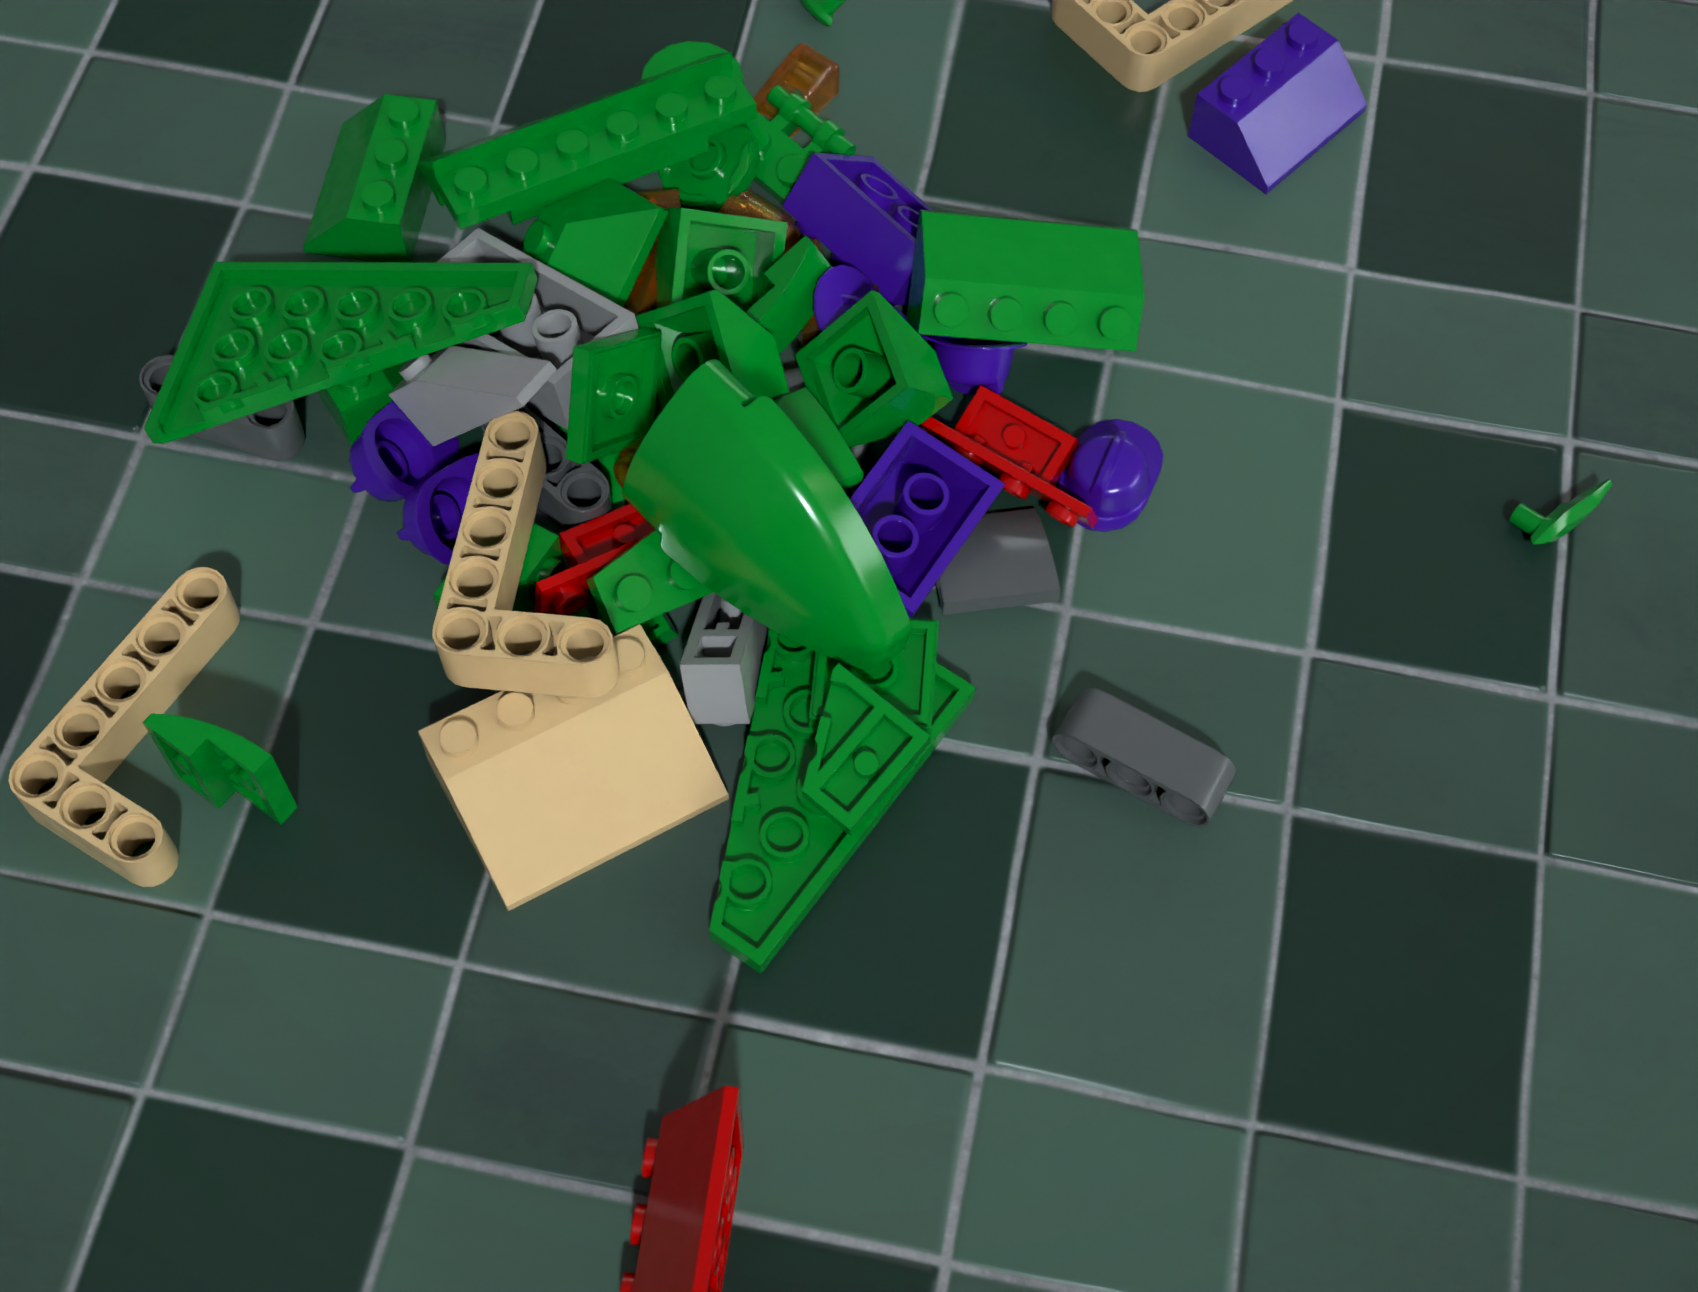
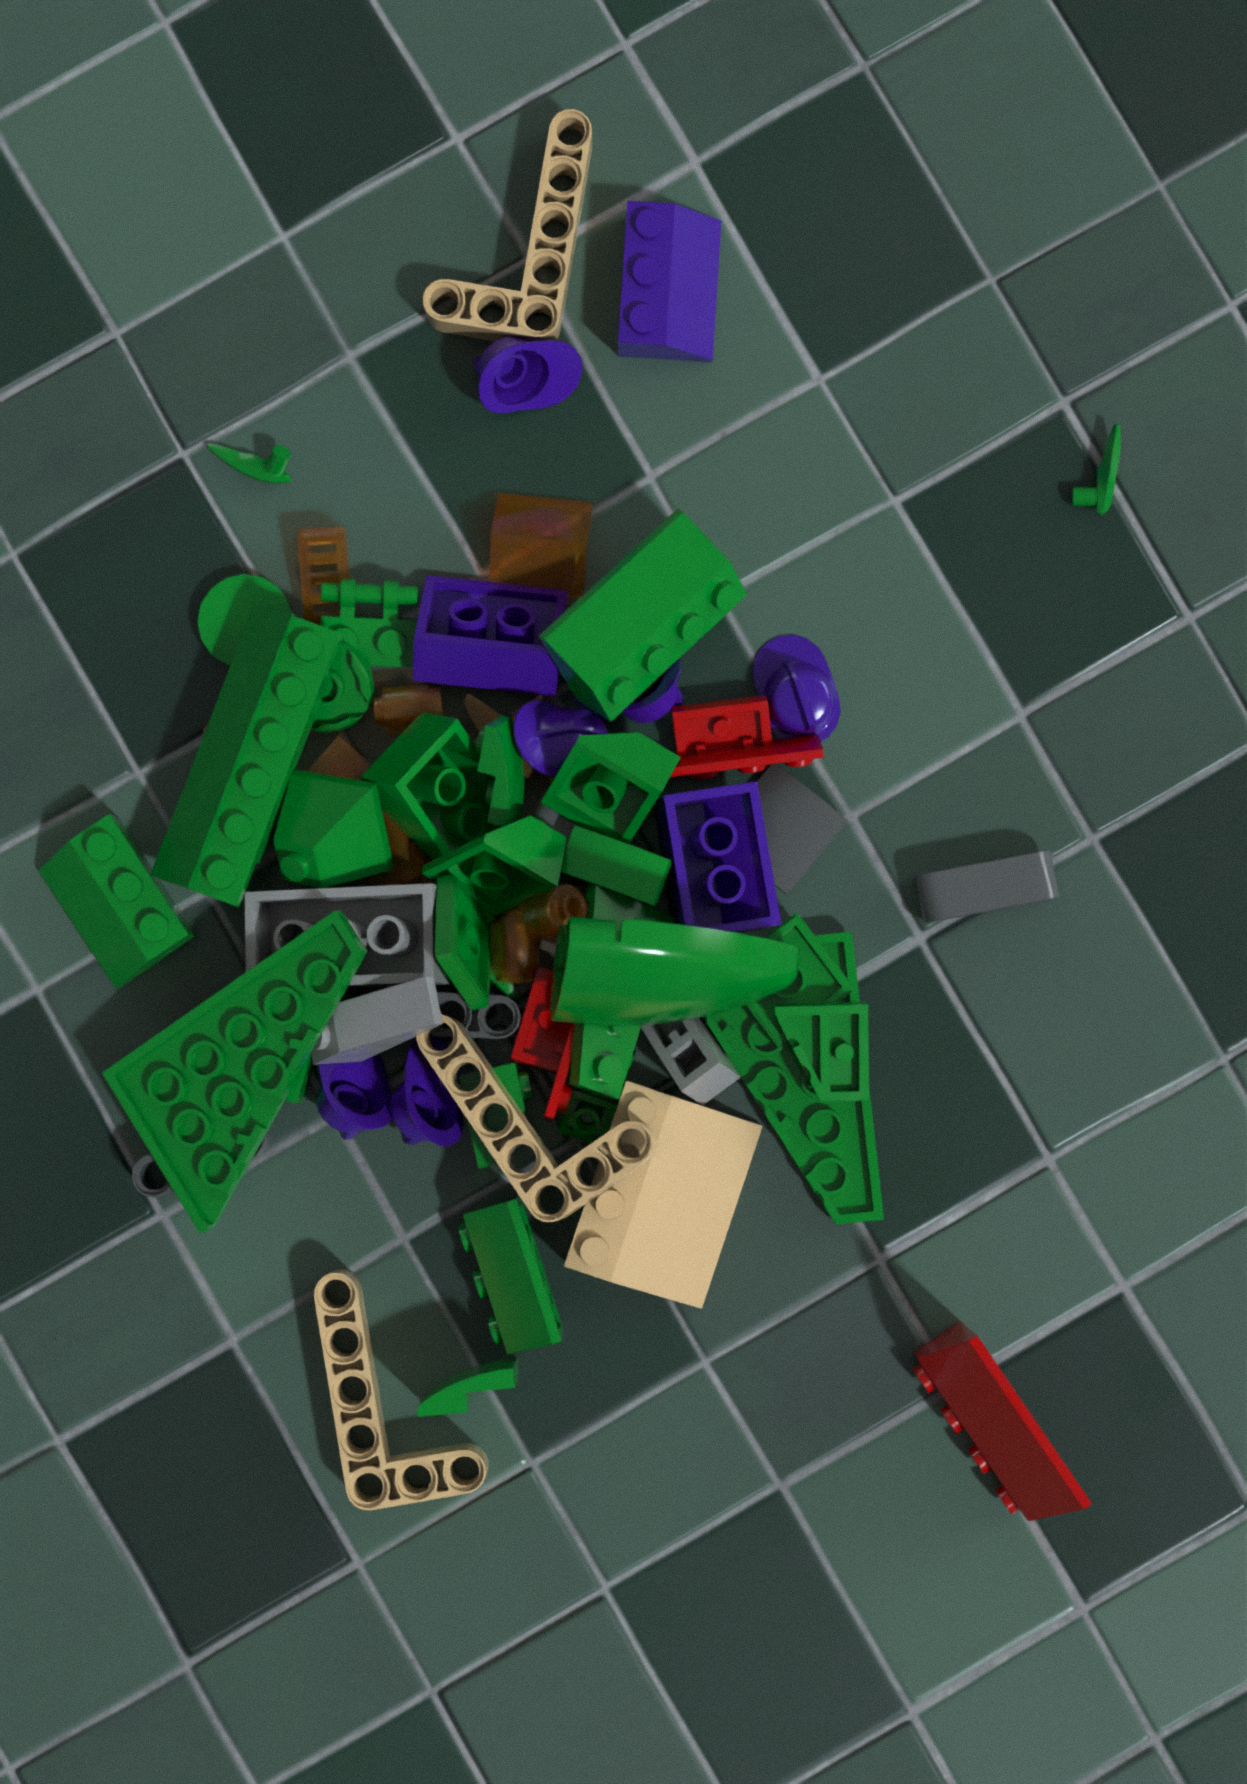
camera: 35 degrees left, 25 degrees up
(369, 715) = (511, 1276): none -> green slope
(985, 184) = (540, 542): none -> clear orange slope
(1097, 77) = (526, 374): none -> dark purple piece

